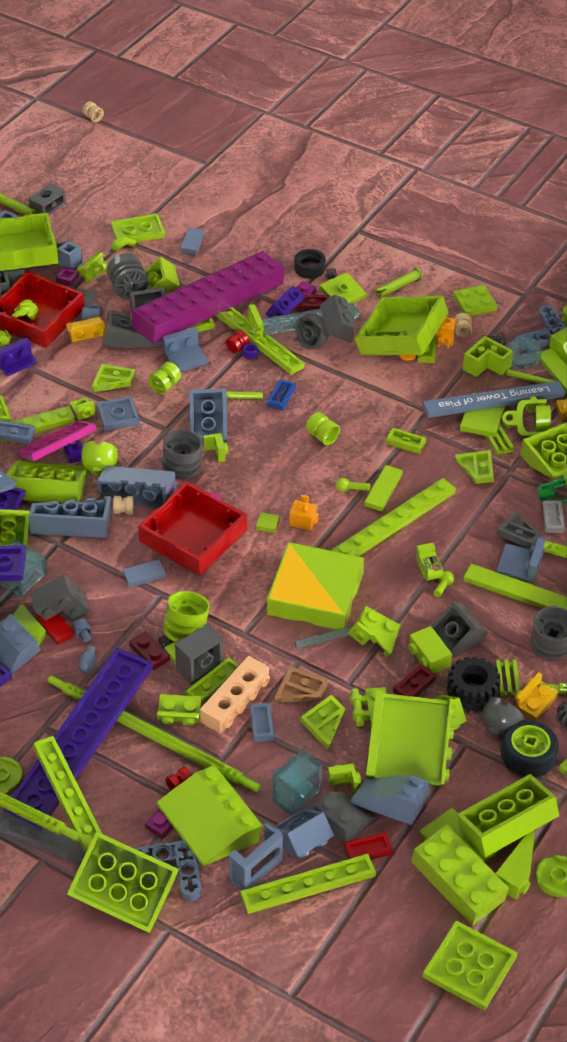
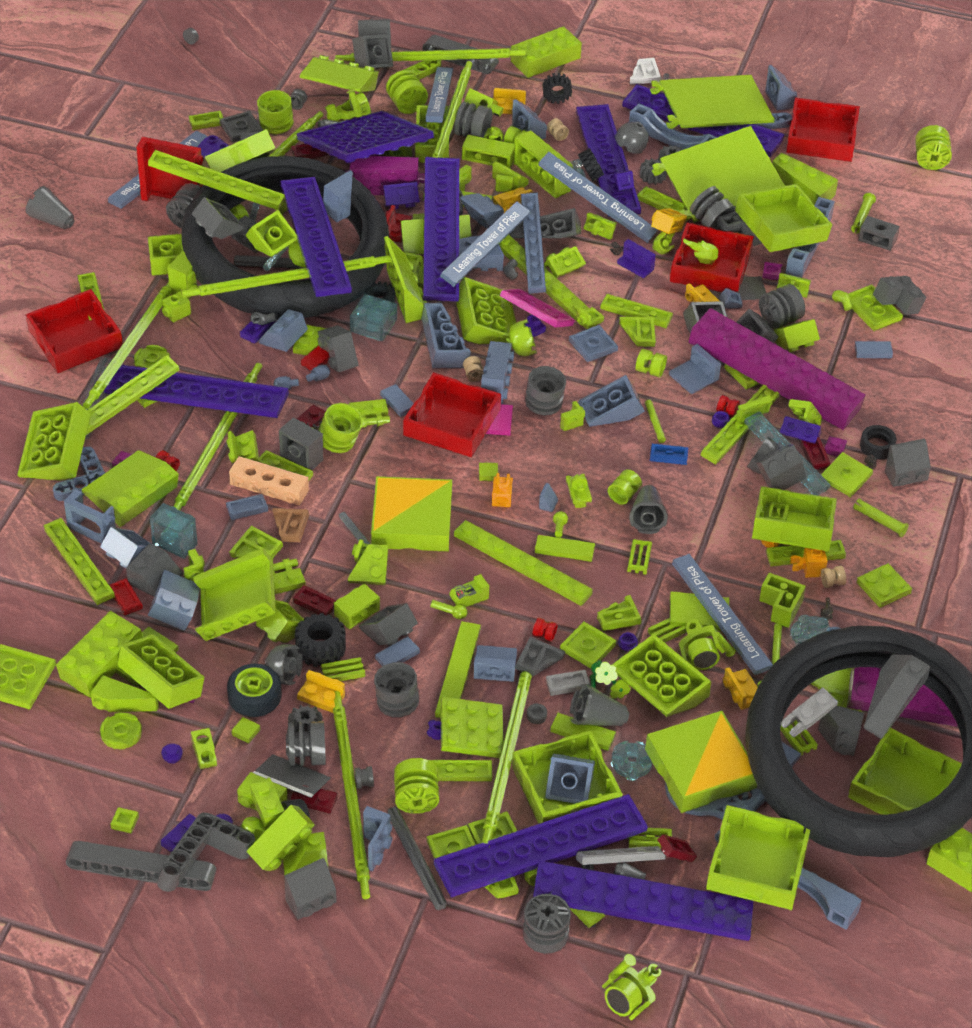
camera: 75 degrees right, 0 degrees up
(79, 377) = (633, 309): none -> lime tile
(138, 203) = (900, 291): none -> dark grey brick
(150, 596) = (373, 412): none -> lime plate
(274, 289) = (805, 411): none -> lime bracket
(317, 459) = (579, 490): none -> lime hips
(318, 487) = (548, 499): none -> sand blue slope
(349, 250) = (908, 463): none -> dark grey slope
(356, 416) = (648, 511): none -> dark grey cone
(487, 519) = (545, 629): none -> red wheel
(497, 636) = (398, 652): none -> sand blue tile
(510, 468) = (627, 641): none -> dark purple plate
(511, 494) = (588, 644): none -> lime plate

